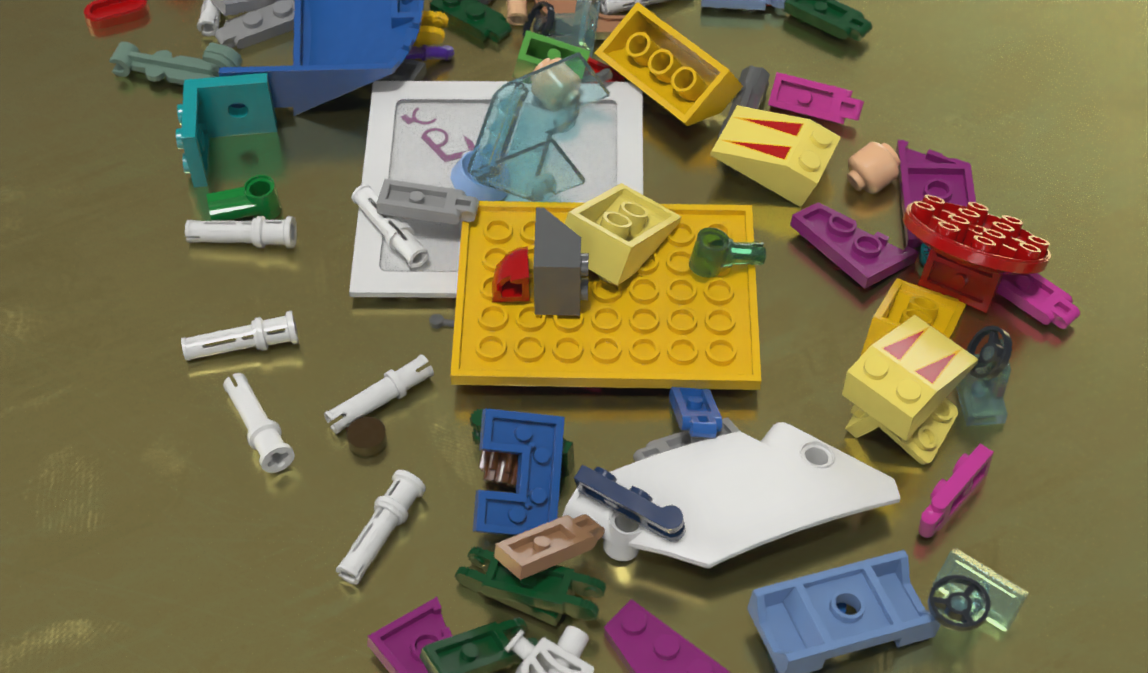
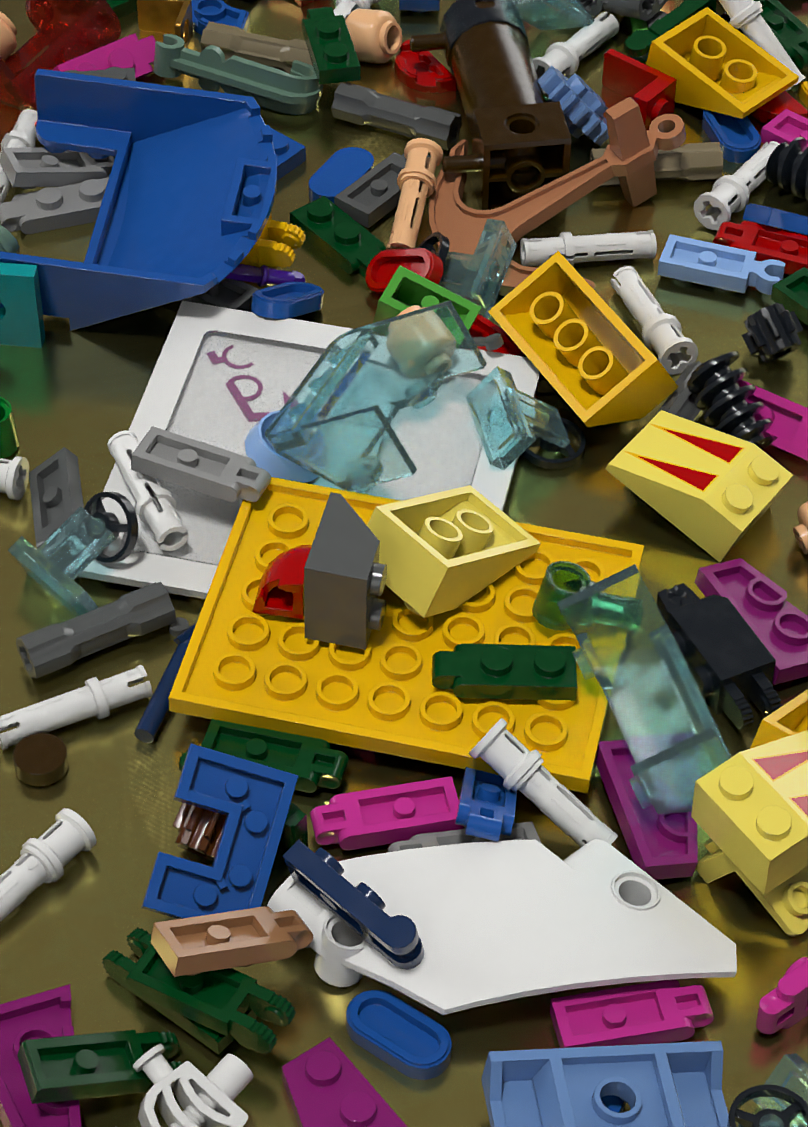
camera: 10 degrees right, 5 degrees down
(326, 248) = (54, 493): none -> dark grey hinge
(350, 279) = (75, 547): none -> clear light blue piece
(399, 321) = (95, 630): none -> dark grey axle
(443, 365) = (159, 703): none -> dark blue piece
(447, 68) = (287, 300): none -> blue tile
(512, 31) = (417, 260): none -> red tile
(536, 399) = (296, 754): none -> dark green hinge
(626, 430) = (386, 814): none -> dark pink hinge
(638, 131) = (515, 421): none -> clear light blue piece
(677, 587) = (398, 1034): none -> blue tile
(684, 313) = (507, 671): none -> dark green hinge
(714, 44) = (659, 330): none -> white pin
(719, 385) = (524, 772): none -> white pin
(780, 90) = (727, 401): none -> black piece
(790, 313) = (647, 688): none -> clear light blue windscreen
(794, 36) = (772, 332): none -> black gear
(806, 386) = (658, 843): none -> magenta wing
(822, 274) = (721, 653): none -> black hinge
(832, 544) = (631, 1015): none -> dark pink hinge

